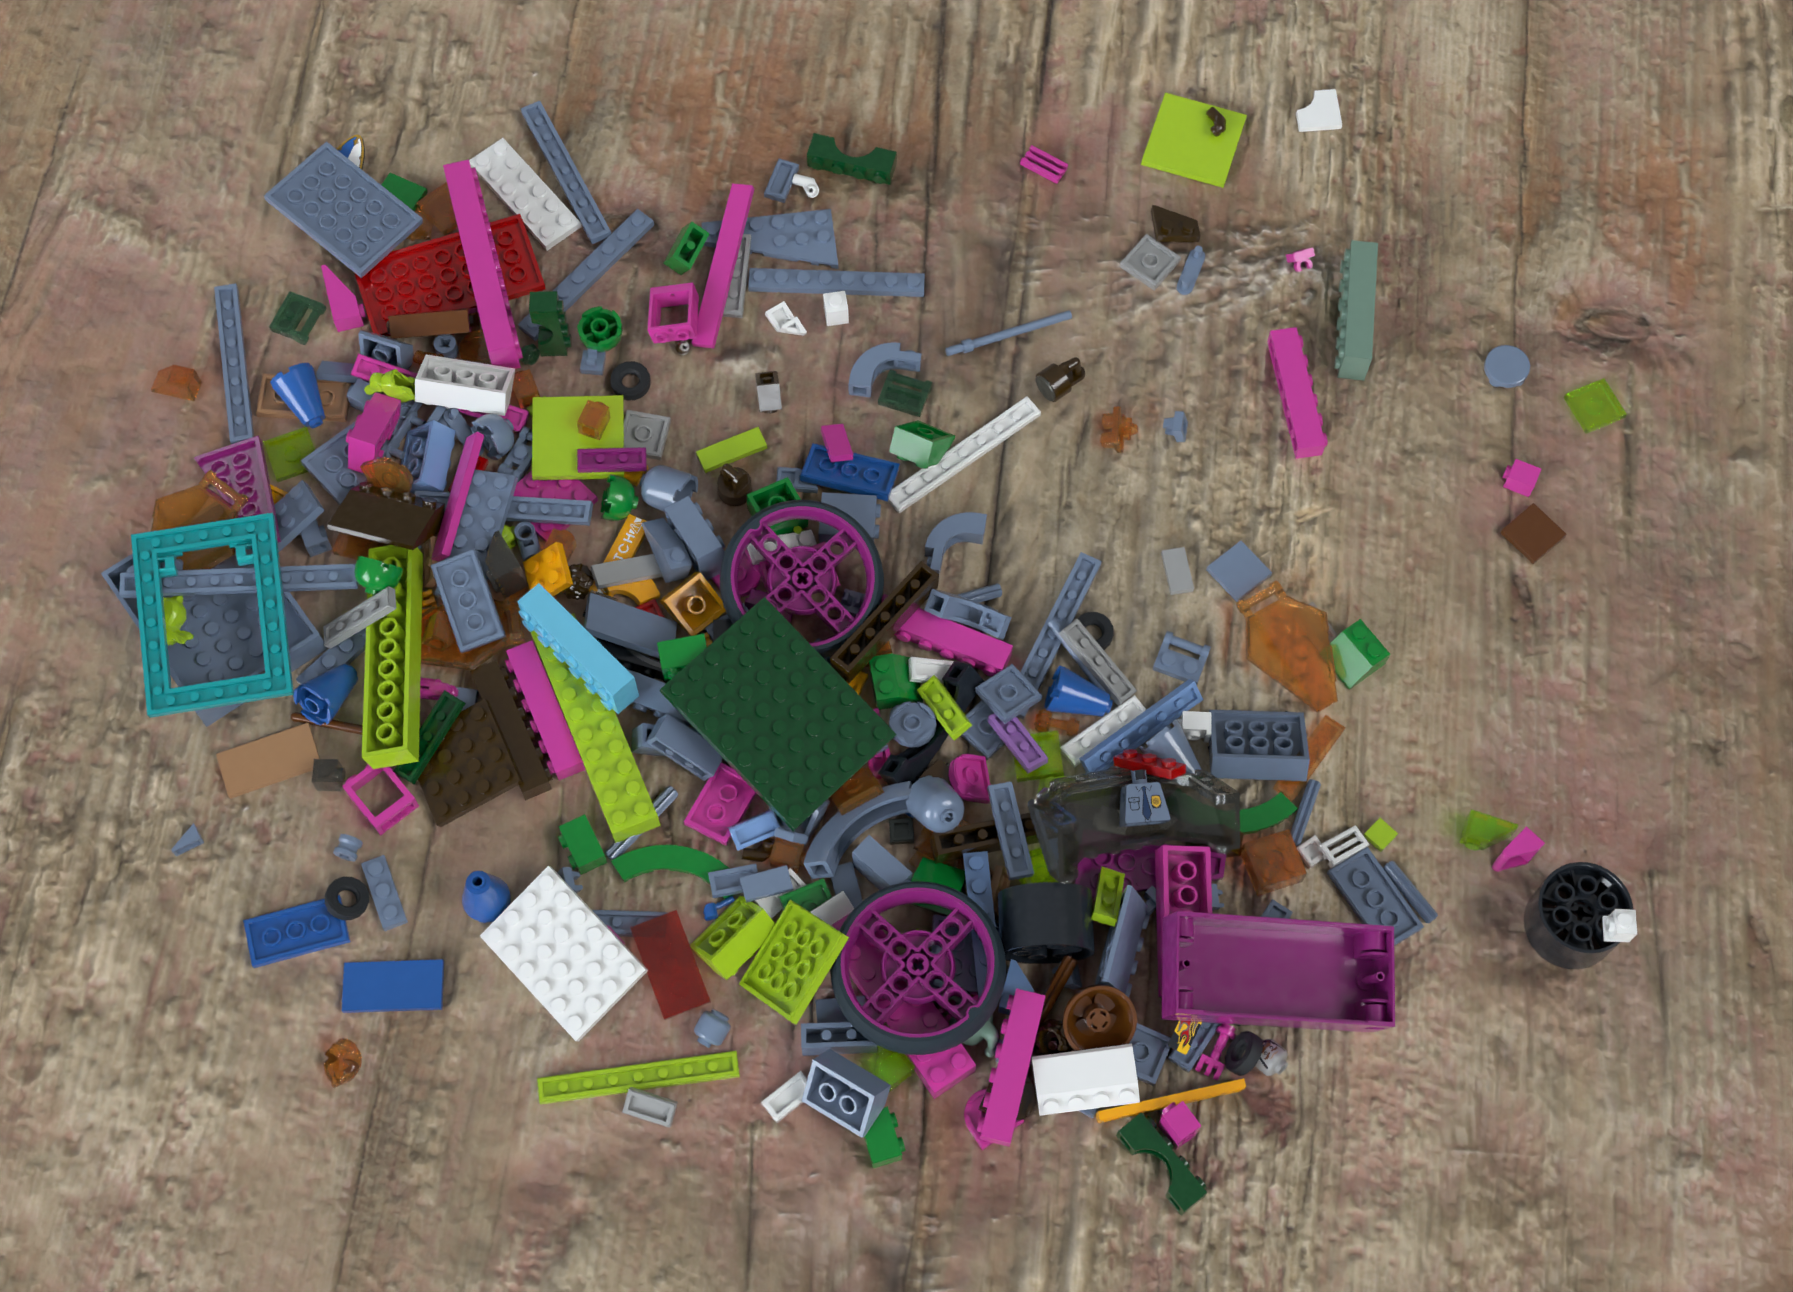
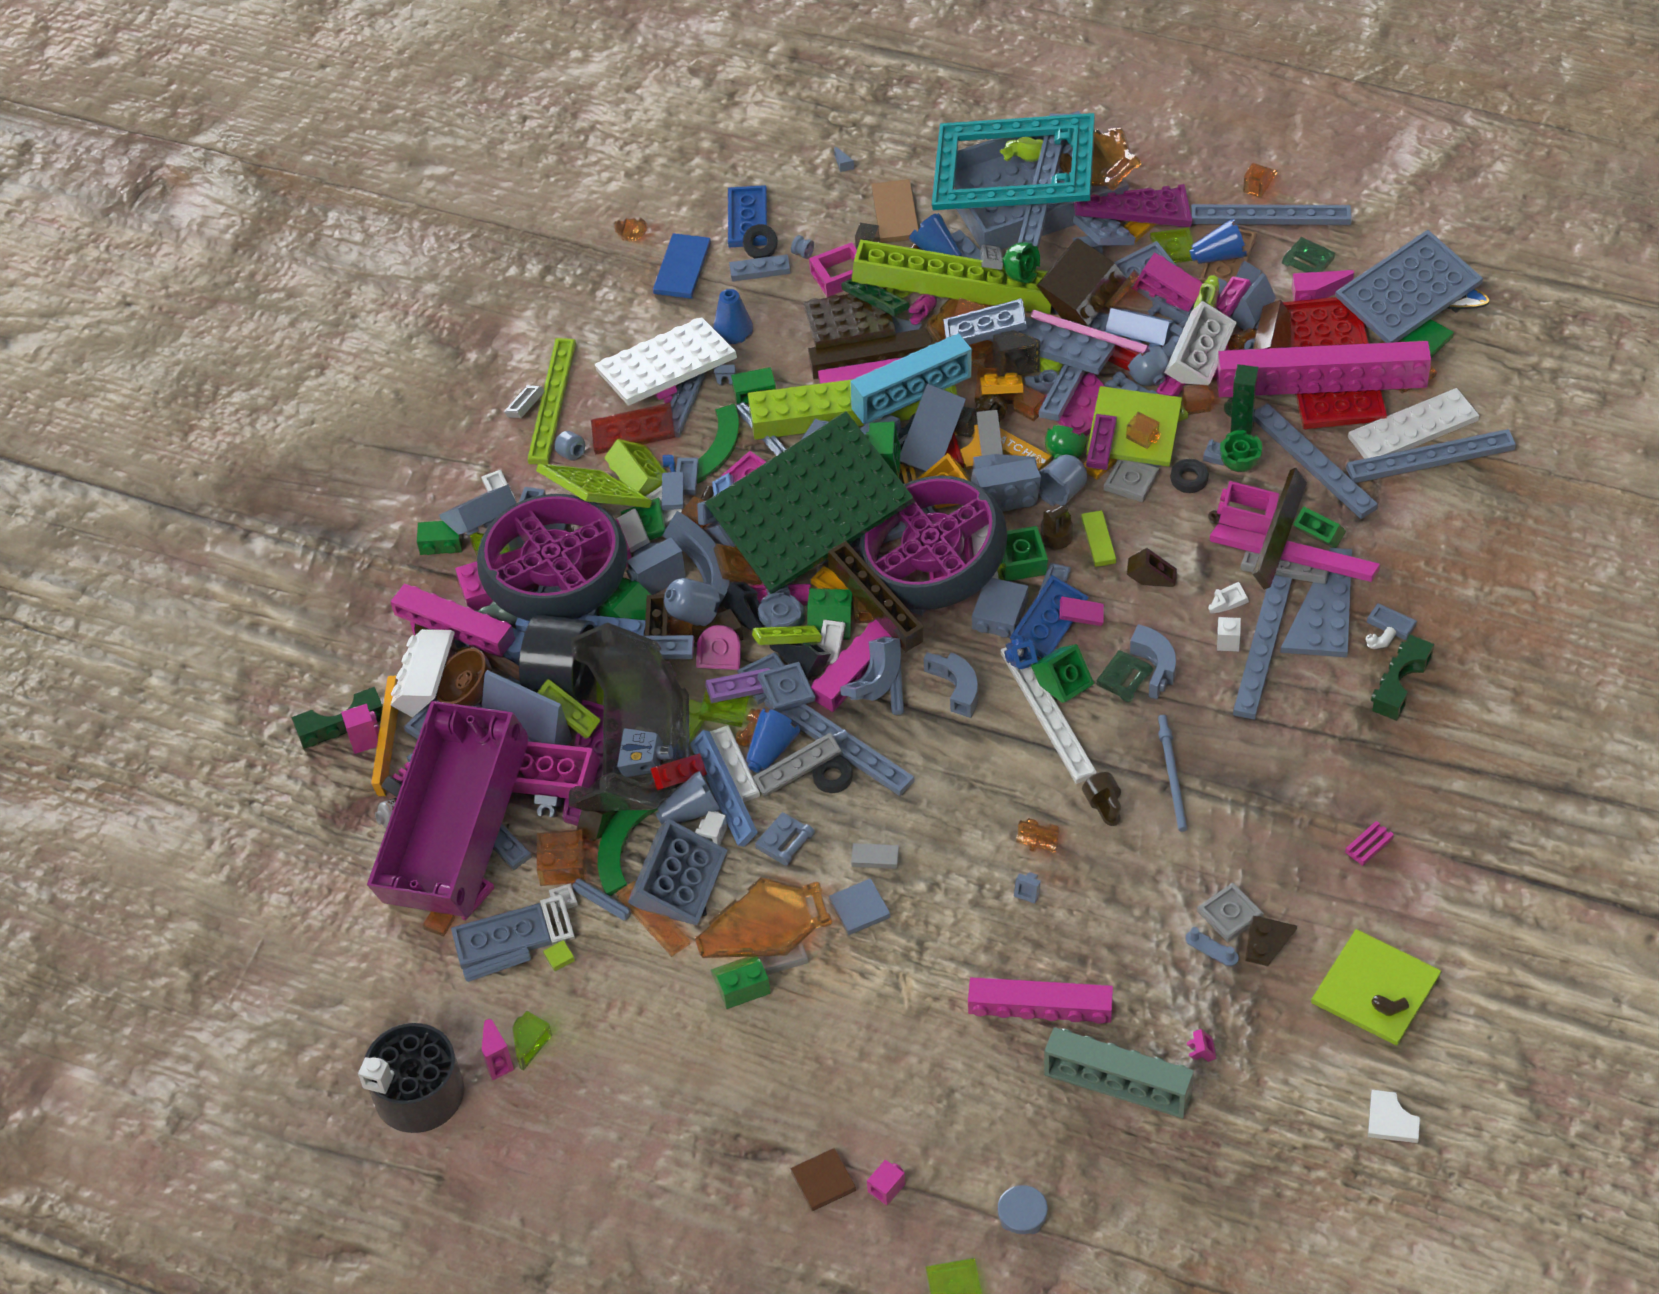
camera: 110 degrees right, 15 degrees down
(701, 276) = (1279, 529): none -> dark brown tile
(912, 478) = (1027, 656): none -> blue brick

